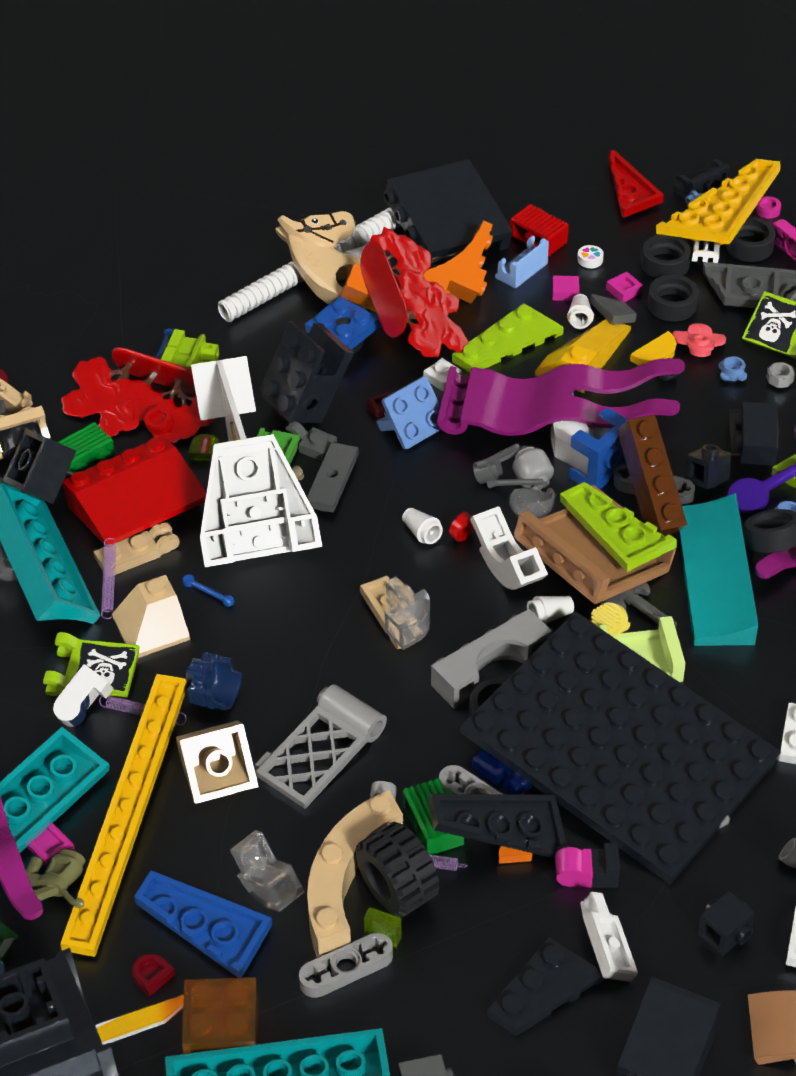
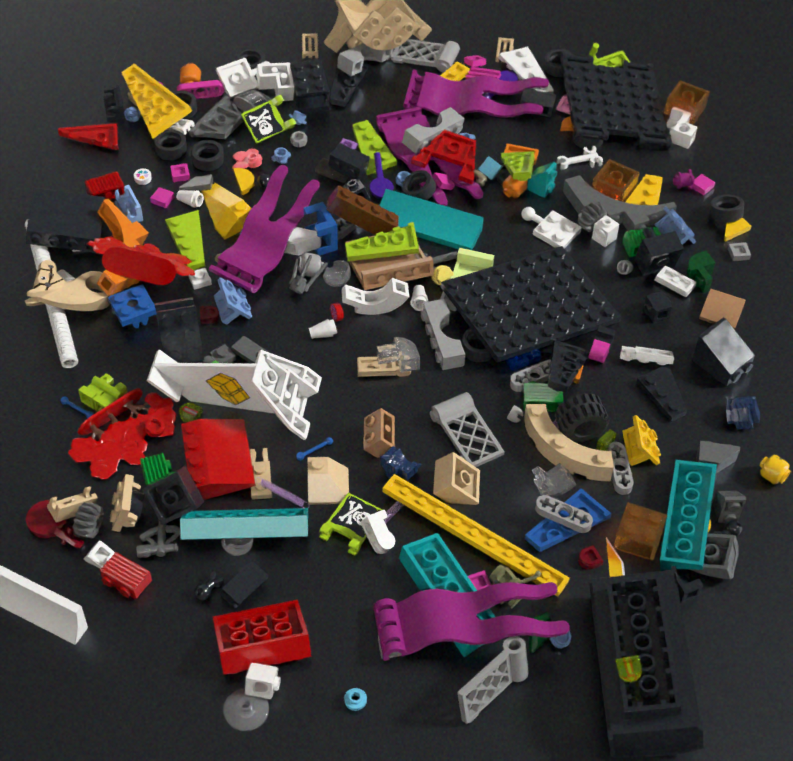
camera: 70 degrees left, 5 degrees up
(210, 916) = (566, 521): none -> light grey beam
(264, 638) = (379, 432): none -> medium nougat brick
(405, 977) = (641, 443): none -> yellow bracket

